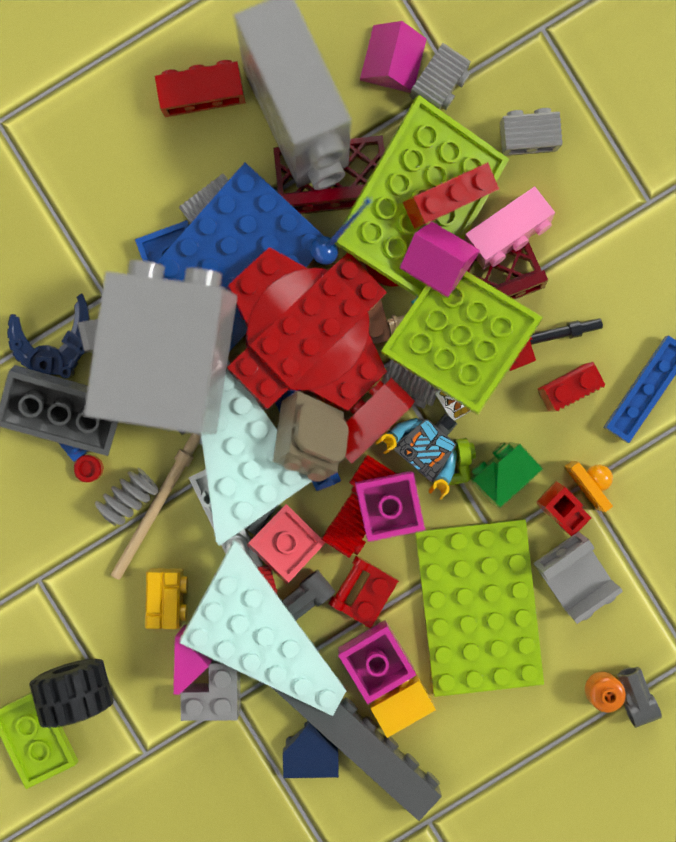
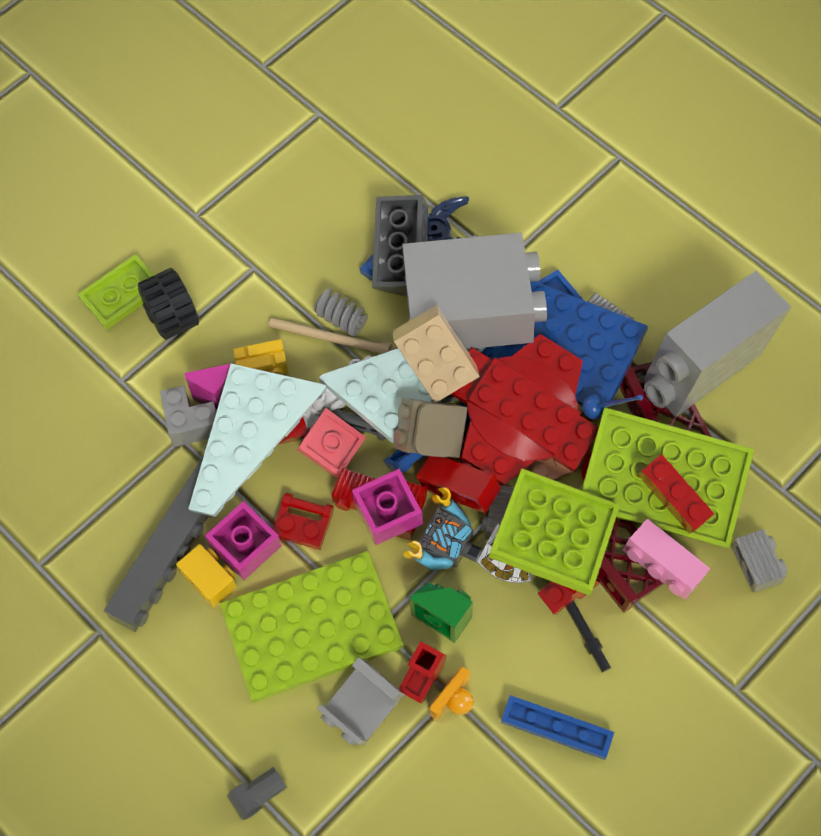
camera: 80 degrees right, 25 degrees down
(88, 468) = (356, 282): red tile -> none
(200, 88) = (694, 280): red brick -> none
(240, 414) = (435, 353): none -> tan brick
(310, 755) = (144, 510): dark blue slope -> none
(311, 592) = (292, 476): dark grey piece -> none
(393, 56) = (784, 434): dark pink slope -> none
(438, 258) = (618, 496): dark pink slope -> none
(441, 77) = (778, 473): light grey brick -> none
(465, 454) = (449, 574): lime plate -> none
(571, 387) = (538, 652): red brick -> none
(605, 692) = (262, 761): orange head -> none

